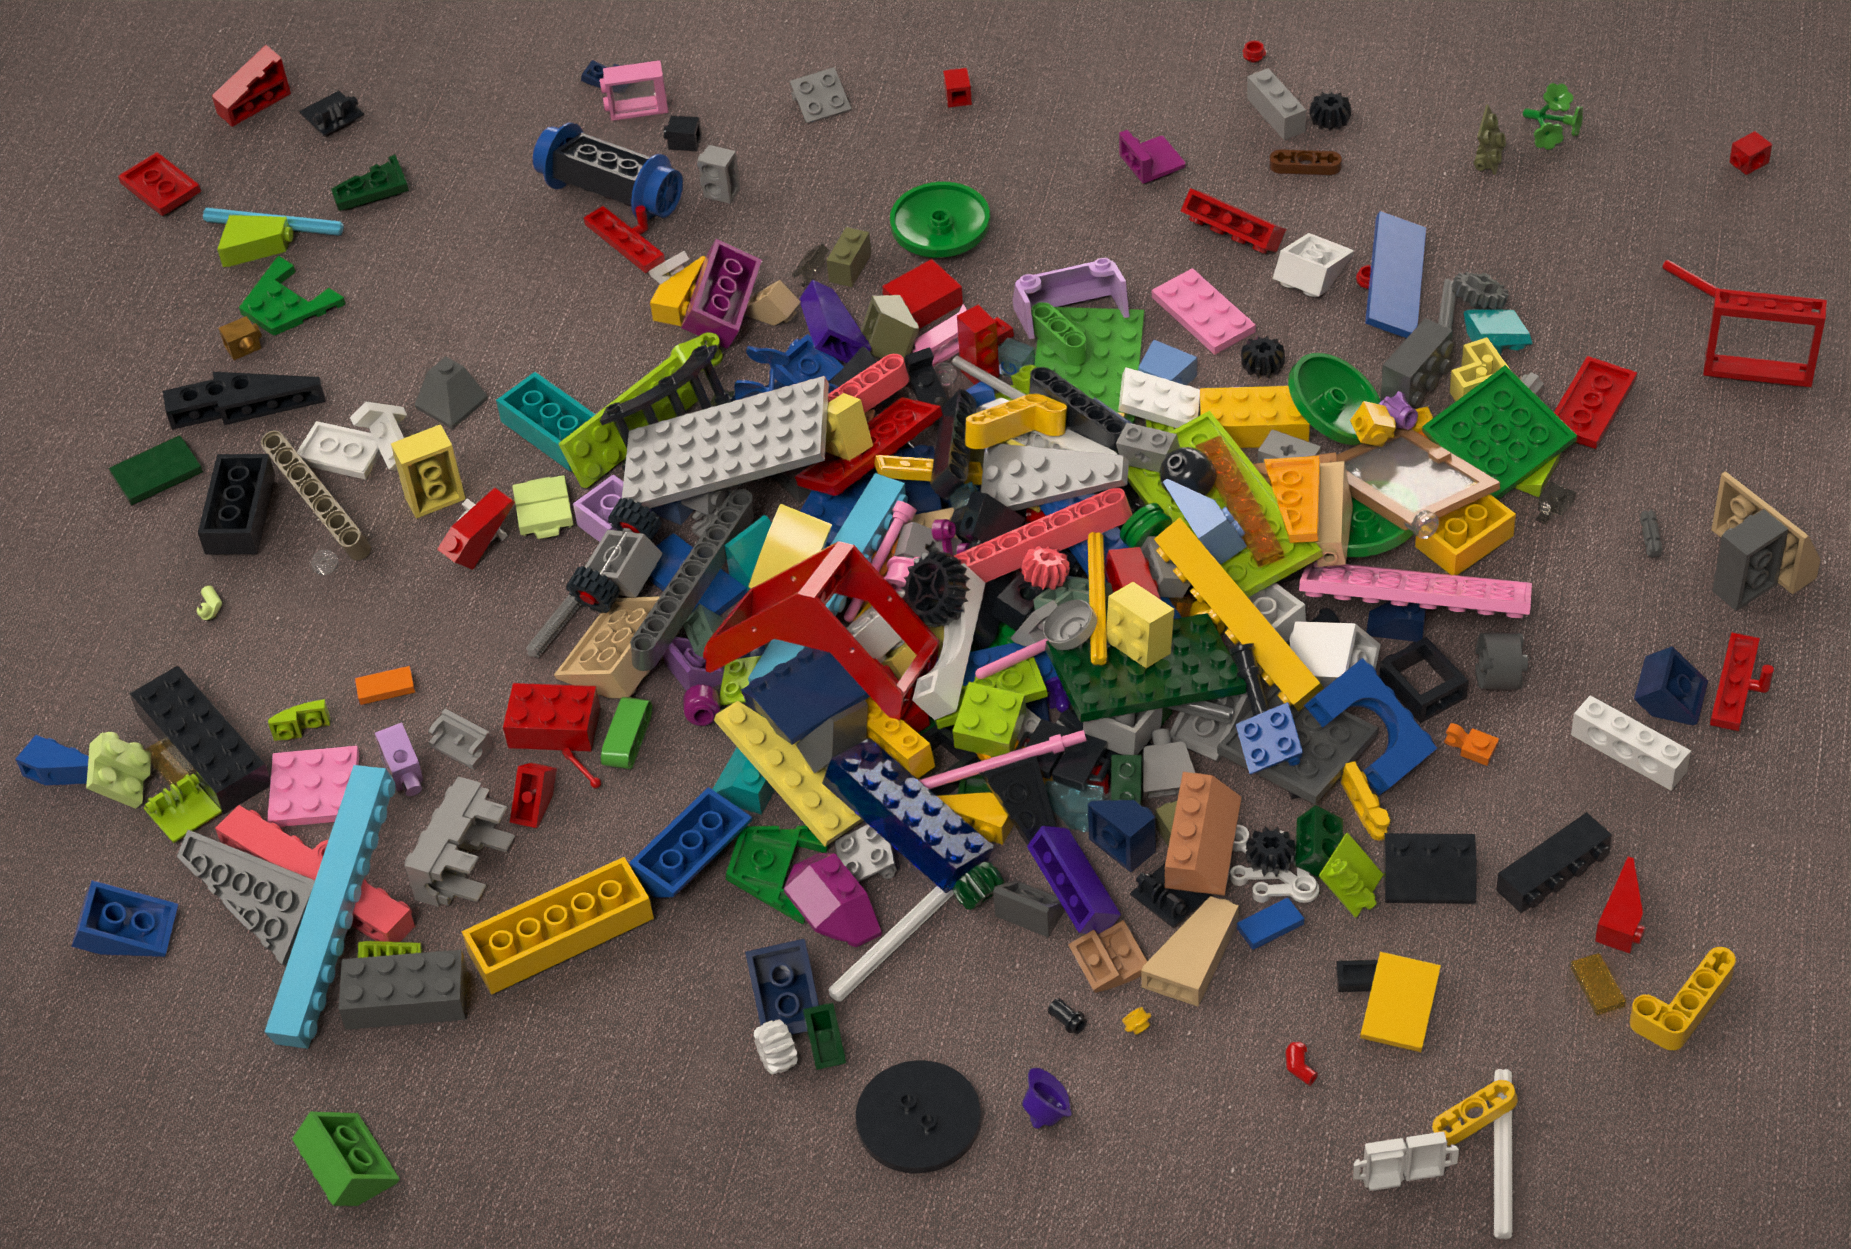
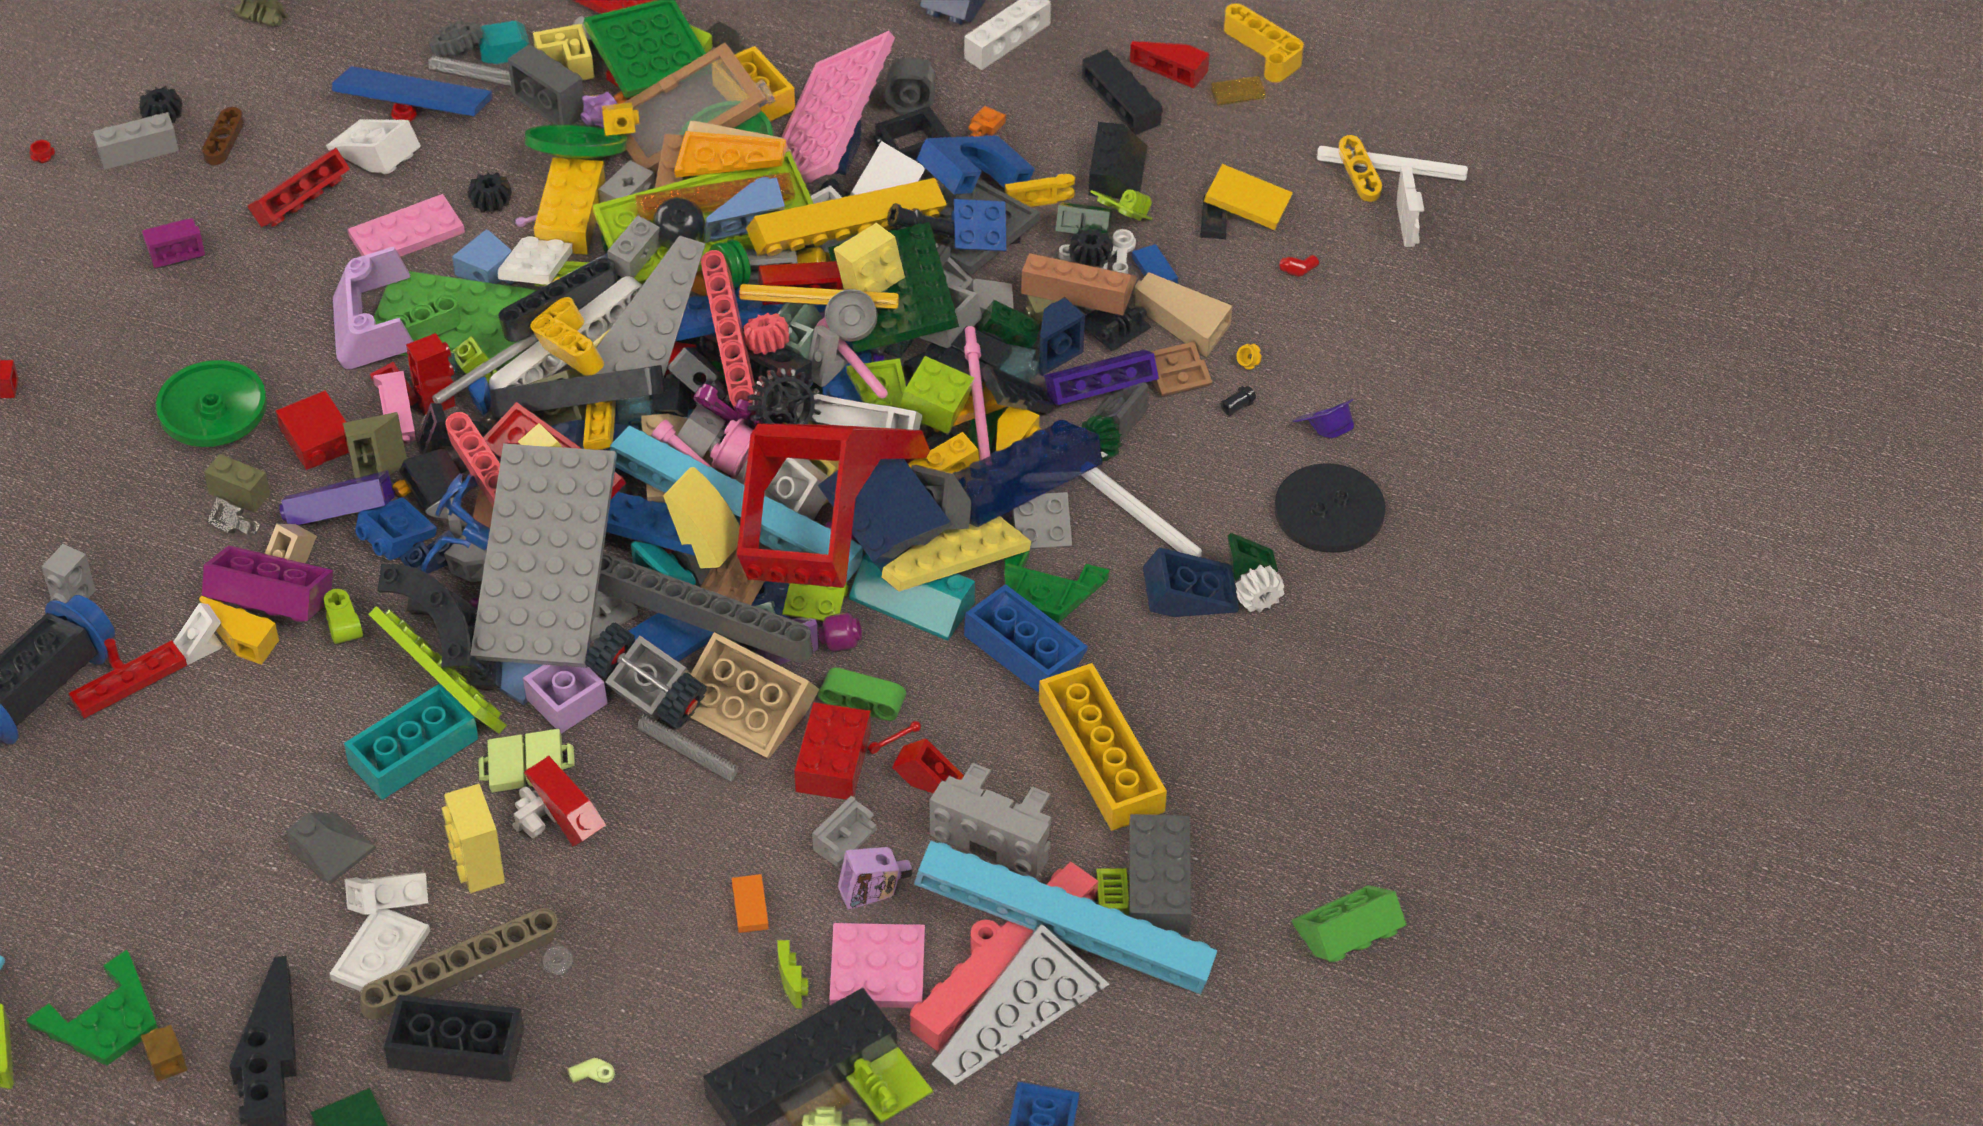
camera: 90 degrees left, 0 degrees up
(832, 900) = (1088, 546): magenta wedge -> none

